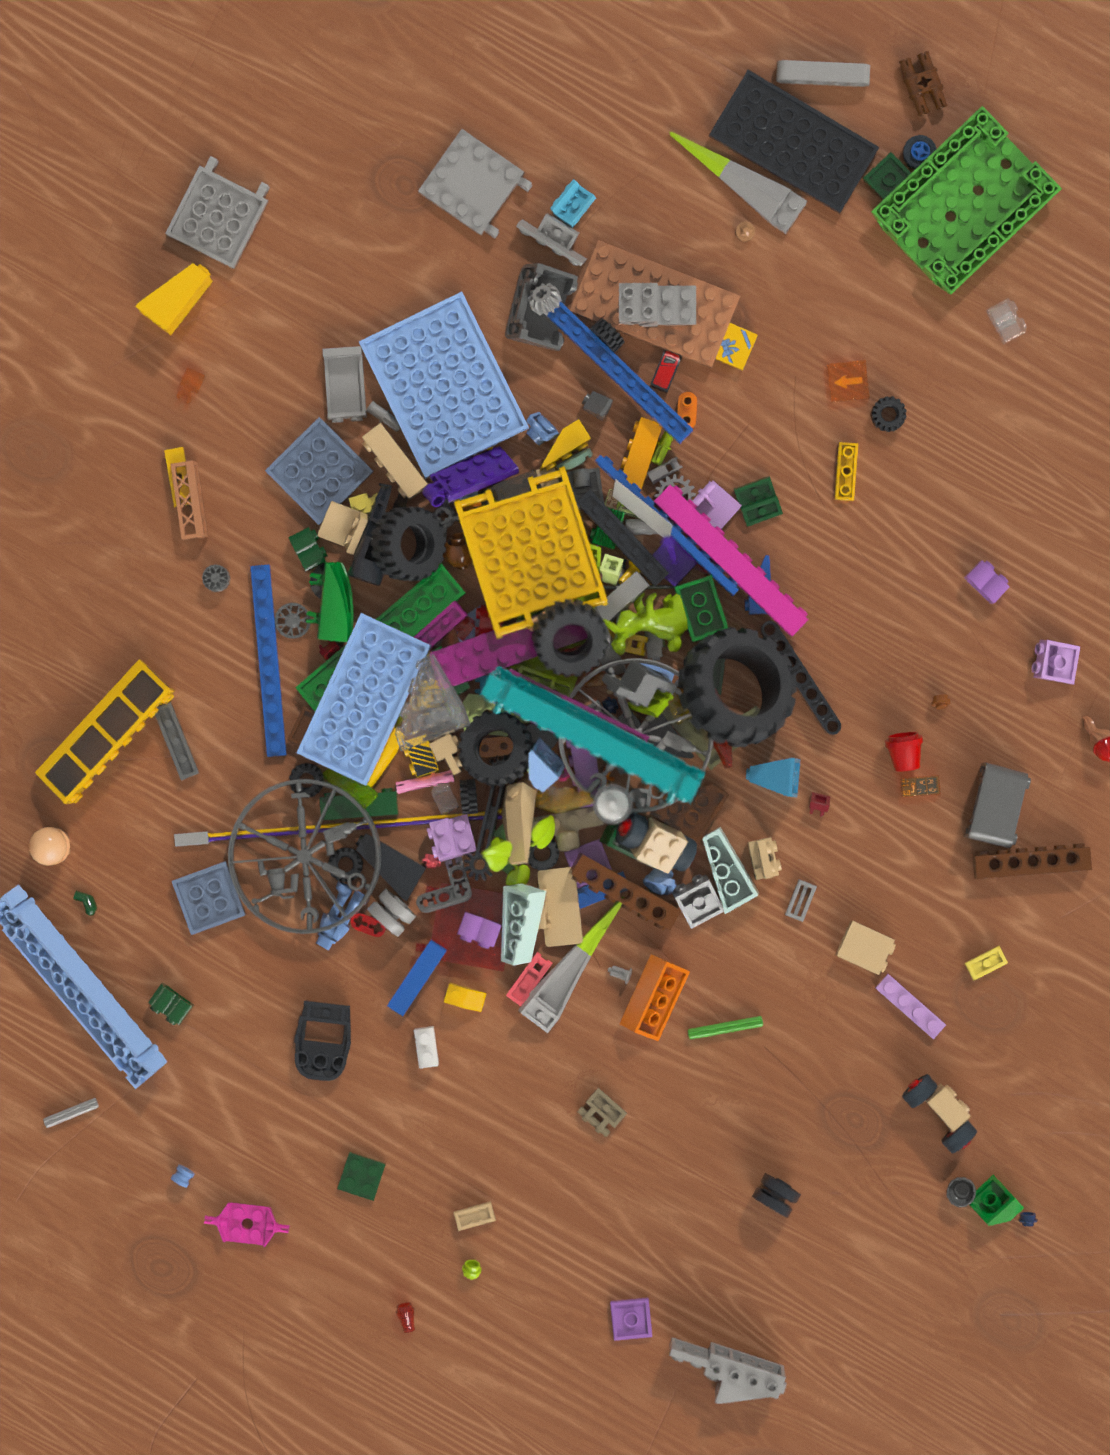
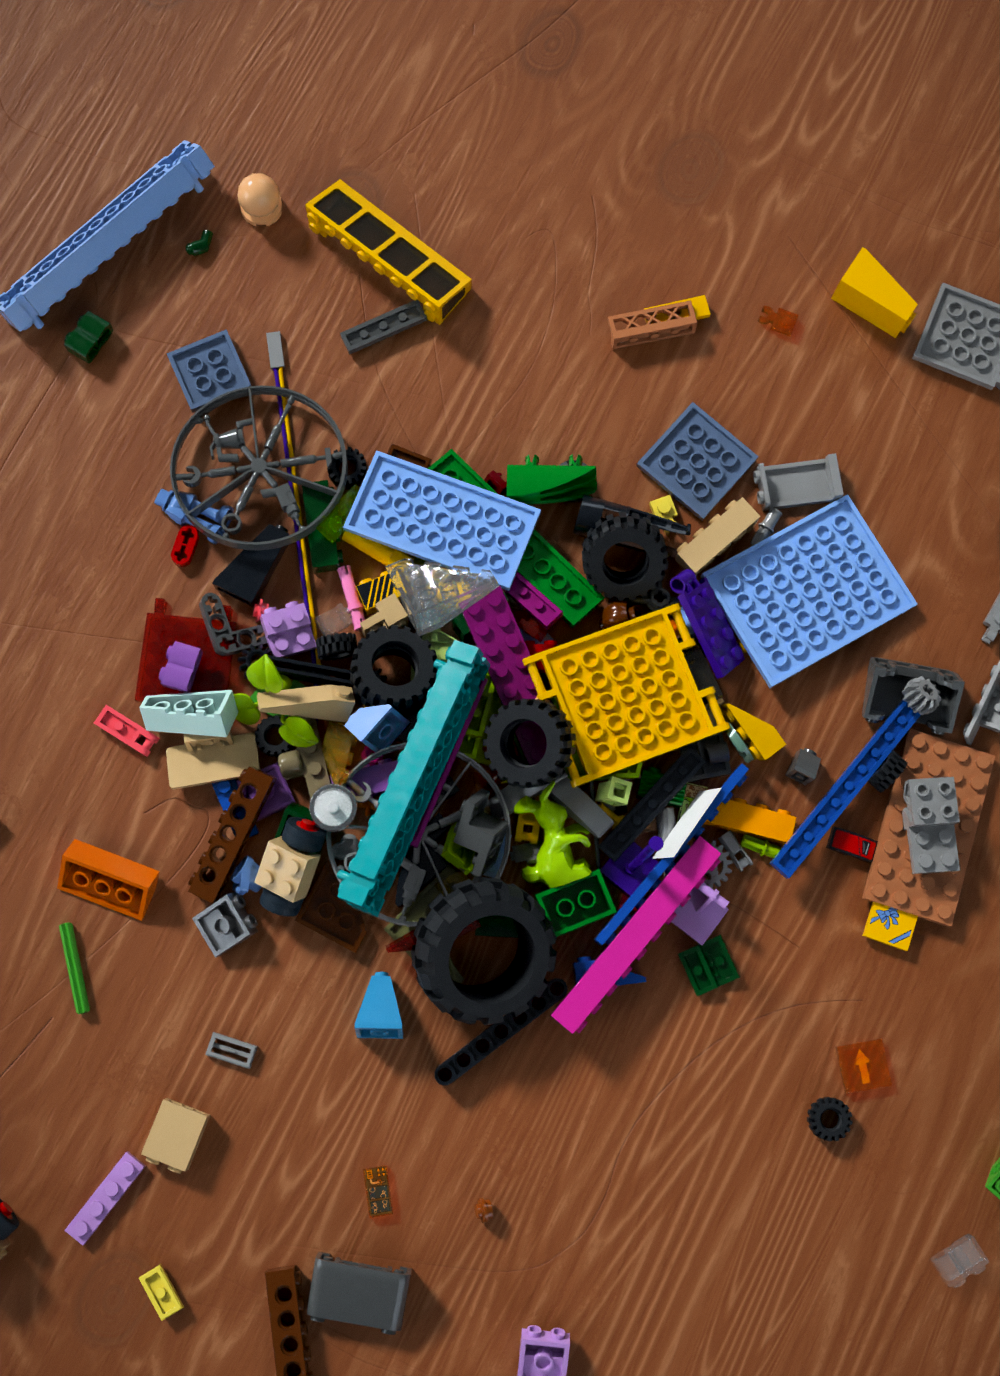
camera: 75 degrees right, 10 degrees down
(216, 578) = (567, 358): dark grey wheel -> none
(268, 660) = (479, 420): blue plate -> none
(292, 620) = (526, 442): dark grey wheel -> none
(307, 549) = (609, 453): dark green brick -> none
(322, 1059) = (29, 500): black slope -> none
(343, 526) = (638, 487): tan bracket -> none
(349, 853) = (266, 516): black tyre -> none
(393, 910) = (197, 567): light grey wheel -> none
(417, 977) = (123, 601): blue slope -> none
(426, 1047) = (43, 617): white brick -> none
(464, 997) = (103, 657): yellow slope -> none
(494, 747) = (397, 674): orange plate -> none
(541, 429) = (769, 702): medium blue piece -> none
(553, 992) = (111, 759): light grey plate -> none
(610, 705) = (452, 804): dark blue plate -> none
(620, 973) = (136, 837): light grey piece -> none
(689, 410) = (808, 873): orange plate -> none
(731, 877) = (258, 960): light aqua wedge -> none
(759, 851) = (289, 994): tan brick -> none
(819, 802) = (351, 1065): dark red tile -> none
(846, 483) = (741, 1070): yellow tile -> none
(905, 750) = (420, 1168): red piece -> none
(987, 581) = (636, 1259): medium lavender brick -> none

